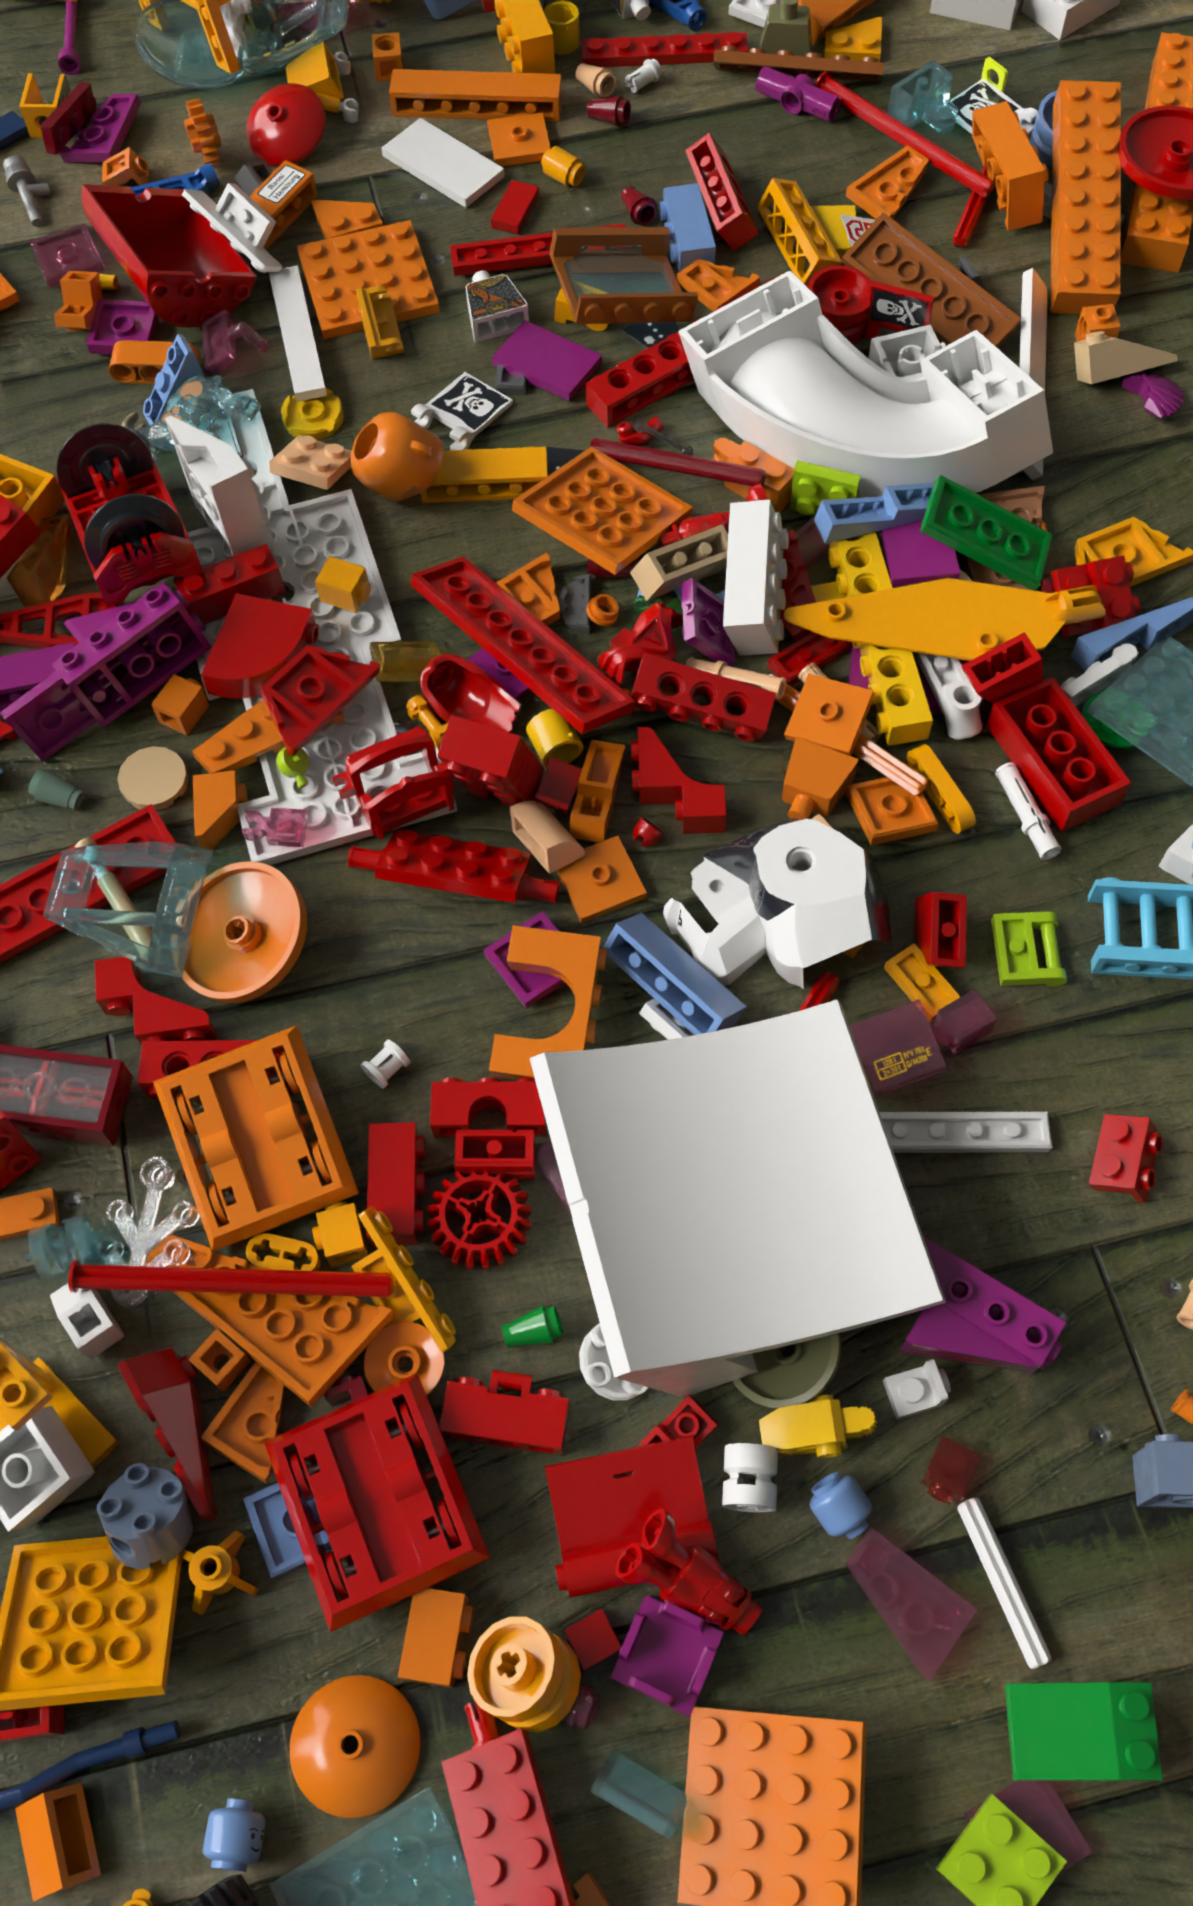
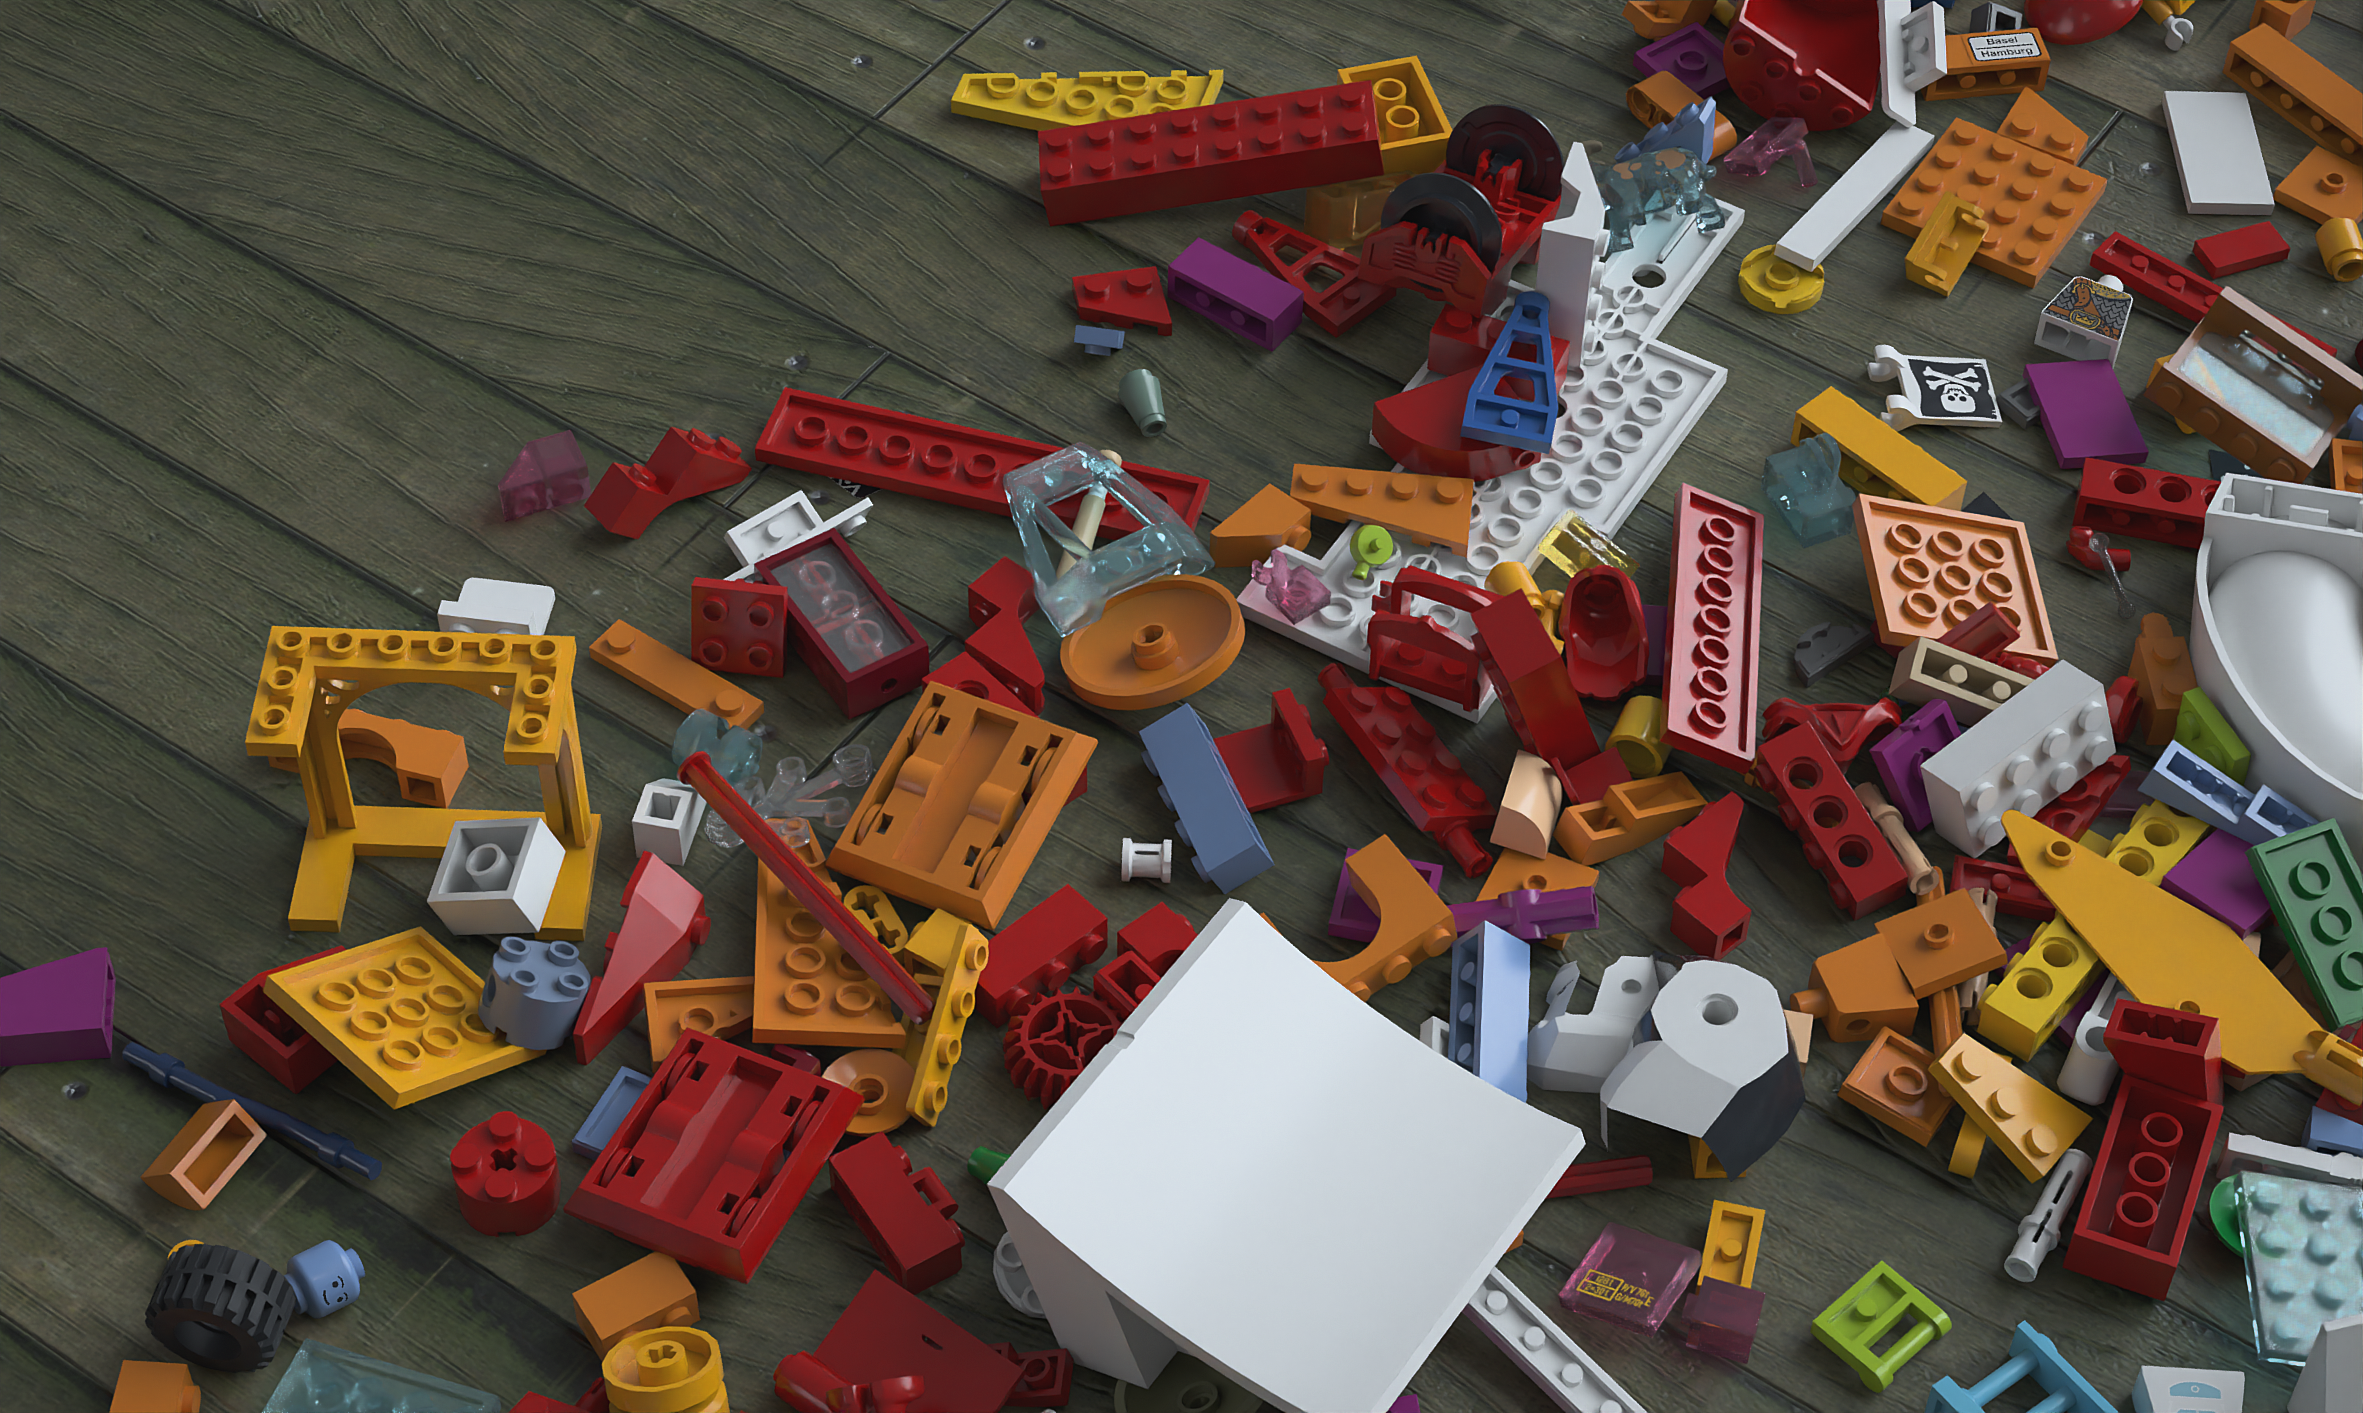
camera: 45 degrees right, 15 degrees down
(115, 665) = (1301, 335): magenta wedge -> none
(153, 778) = (1239, 463): tan tile -> none
(180, 704) = (1337, 422): orange brick -> none
(211, 1352) = (728, 946): orange plate -> none
(225, 1576) = (538, 1089): light orange brick -> none
(245, 1628) = (506, 1175): none -> red brick
(288, 621) = (1508, 419): none -> blue plate
(311, 462) = (1720, 318): light nougat plate -> none
(312, 692) = (1457, 499): red wing -> none
(343, 584) = (1605, 438): light orange brick -> none
(376, 996) = (1205, 799): none -> medium blue brick
(380, 939) = (1276, 759): none -> red bracket
(386, 1752) = (490, 1346): orange dish -> none
(396, 456) = (1793, 365): orange piece -> none
(400, 716) = (1511, 576): none -> light orange brick
(471, 521) = (1808, 491): none -> clear light blue brick
(534, 589) = (1795, 601): orange wing -> none
(603, 610) = (1848, 667): orange plate -> none
(622, 896) = (1532, 913): none -> magenta piece
(648, 831) = (1631, 894): red hinge -> none
(658, 529) = (1982, 633): none -> red tile
(680, 462) = (2091, 605): dark red axle -> none
(941, 928) = (1805, 1219): red slope -> none
(959, 771) = (2009, 1106): none -> light orange wing

